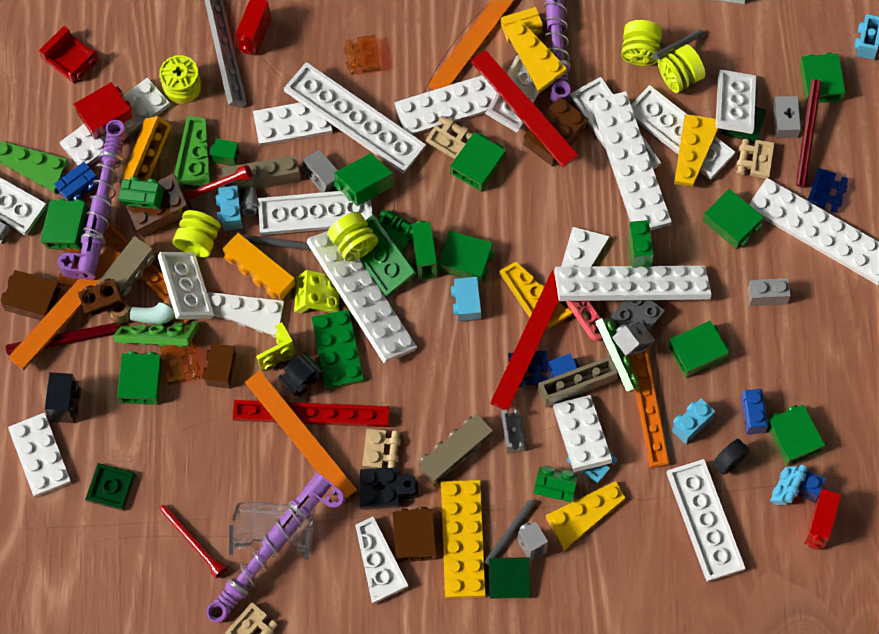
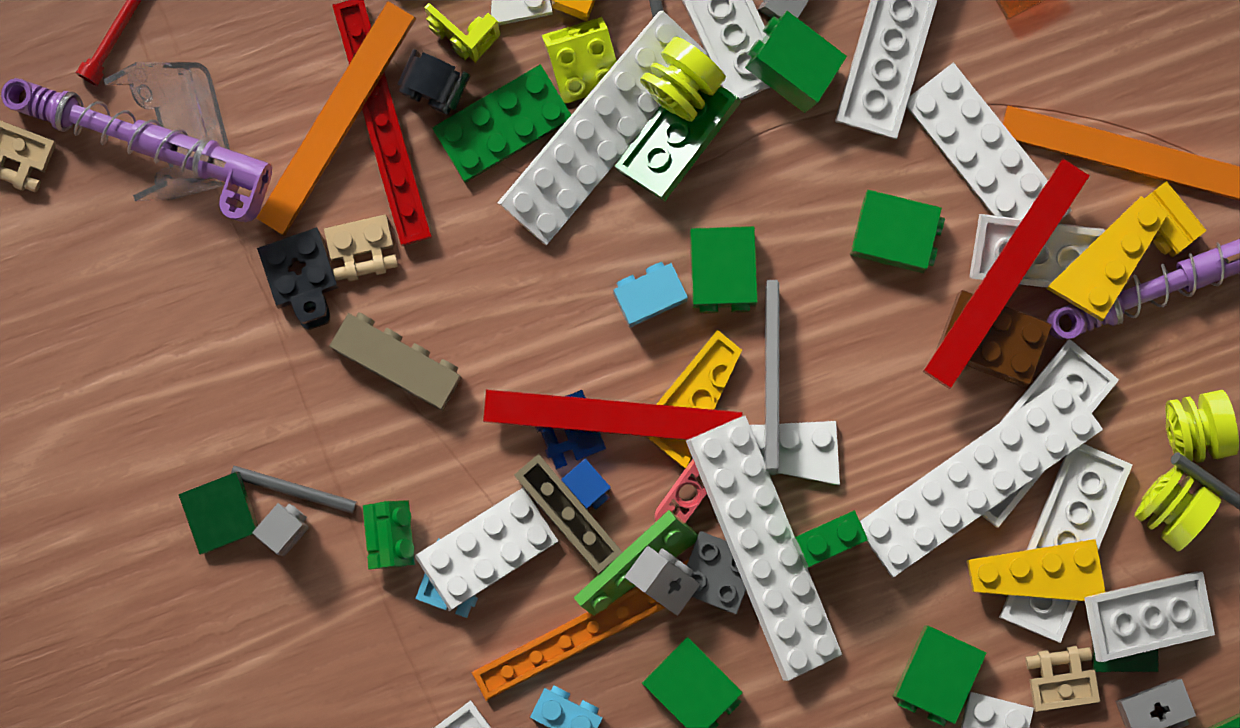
camera: 65 degrees right, 15 degrees up
(380, 566) = (172, 314): white wing -> none
(397, 227) = (735, 144): green hinge -> none
(414, 535) = (239, 345): reddish brown brick -> none
(424, 250) = (707, 198): green brick -> none
(444, 141) = (911, 170): tan plate -> none
(462, 539) = (260, 421): yellow plate -> none
(513, 431) = (456, 441): light grey hinge -> none
(536, 249) = (771, 448): none -> light grey tile
(579, 516) = (348, 584): yellow wing -> none

